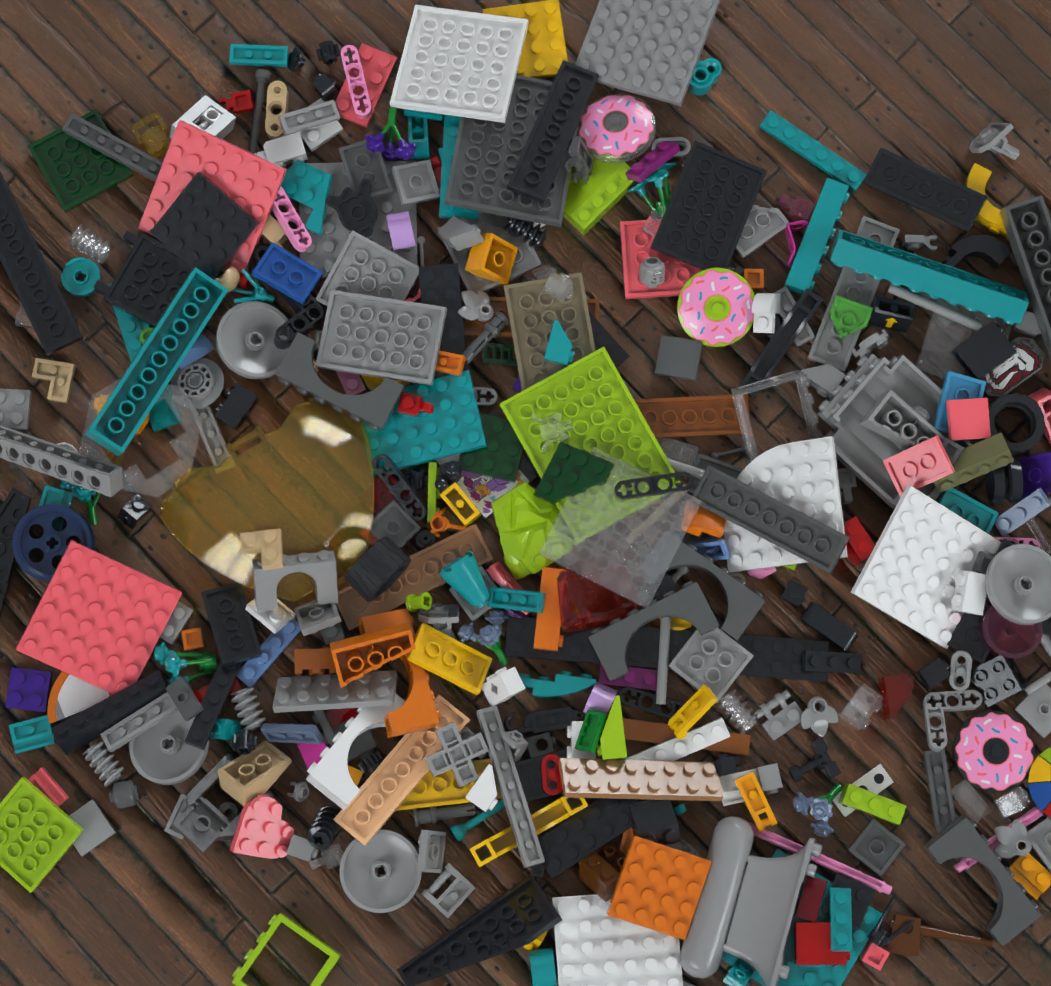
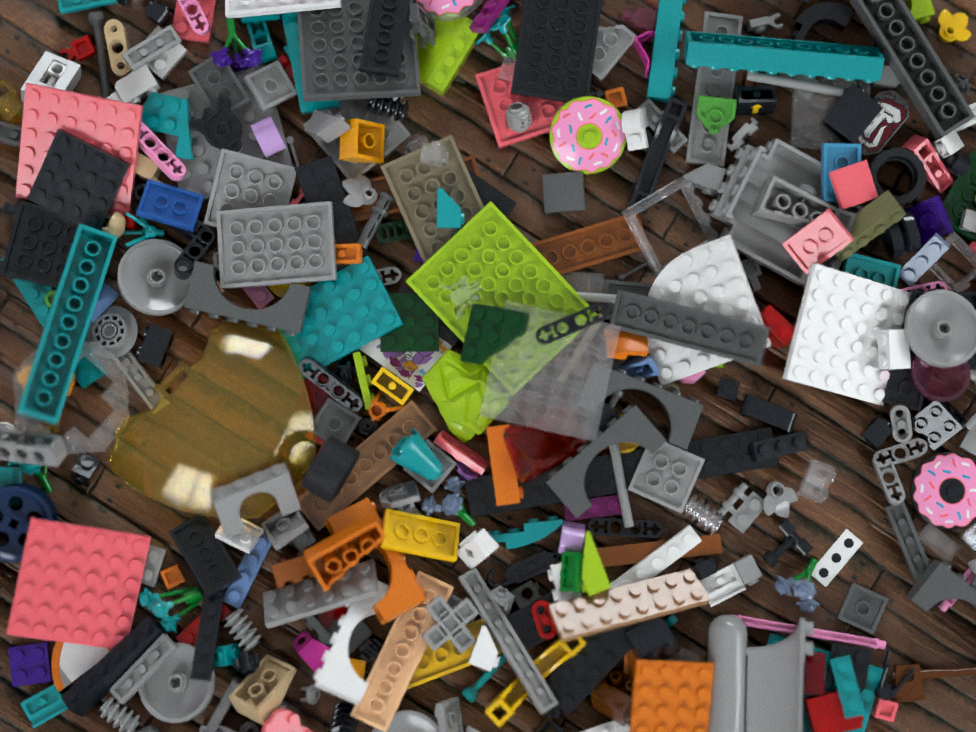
camera: 15 degrees left, 5 degrees up
(184, 698) = (179, 638): dark grey plate -> none
(267, 543) = (219, 473): tan plate -> none
(292, 733) = (290, 643): sand blue plate -> none
(412, 404) = (323, 302): red plate -> none
(416, 602) = (373, 490): lime bush -> none
(434, 814) = (442, 684): dark grey pin -> none
(448, 474) = (374, 361): black animal -> none
(516, 600) = (469, 464): teal tile -> none
(692, 711) = (660, 527): yellow plate -> none
(755, 801) = (740, 595): light orange plate -> none
(872, 803) = (849, 569): lime arch -> none
(896, 692) = (847, 460): clear red slope -> none
(982, 562) = (898, 317): dark grey plate -> none

